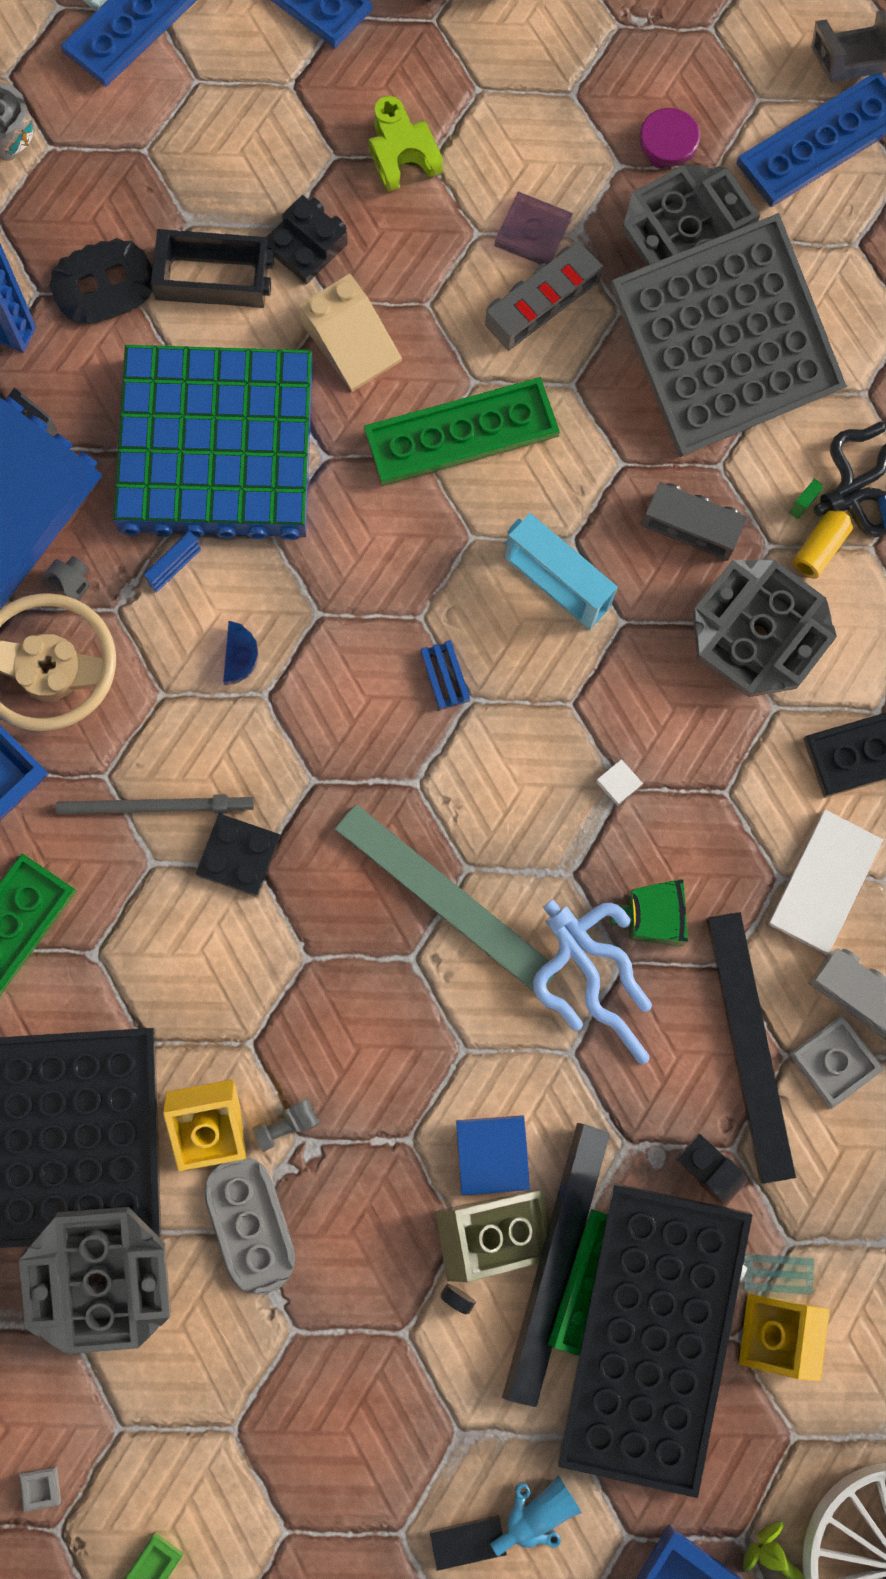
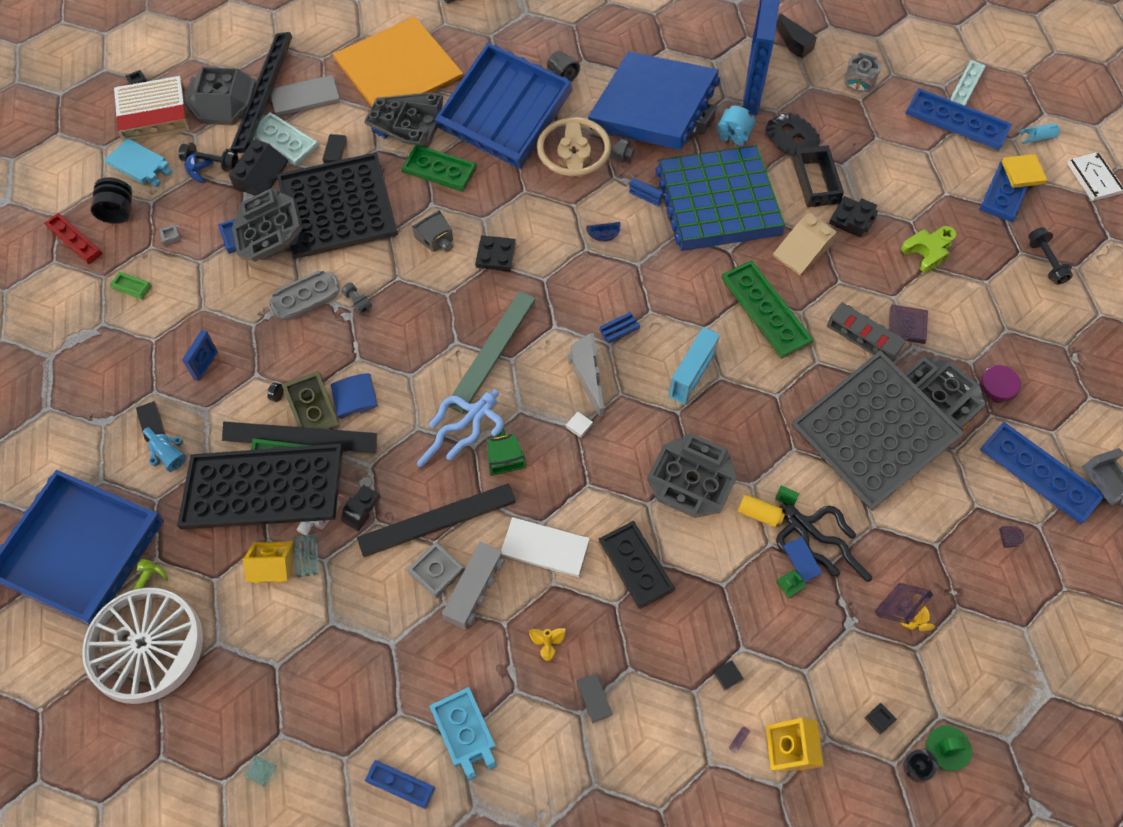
camera: 85 degrees right, 15 degrees down
(58, 1366) = (228, 236): none -> blue tile
(68, 367) = (735, 125): none -> medium azure brick
(171, 957) = (434, 232): none -> dark grey torso
(205, 1125) = (351, 262): yellow slope -> none
(219, 804) = (520, 237): dark grey bar -> none
(361, 1436) = (200, 355): none -> blue tile
(512, 744) = (584, 364): none -> light grey wedge
(694, 520) = (752, 436): dark grey brick -> none

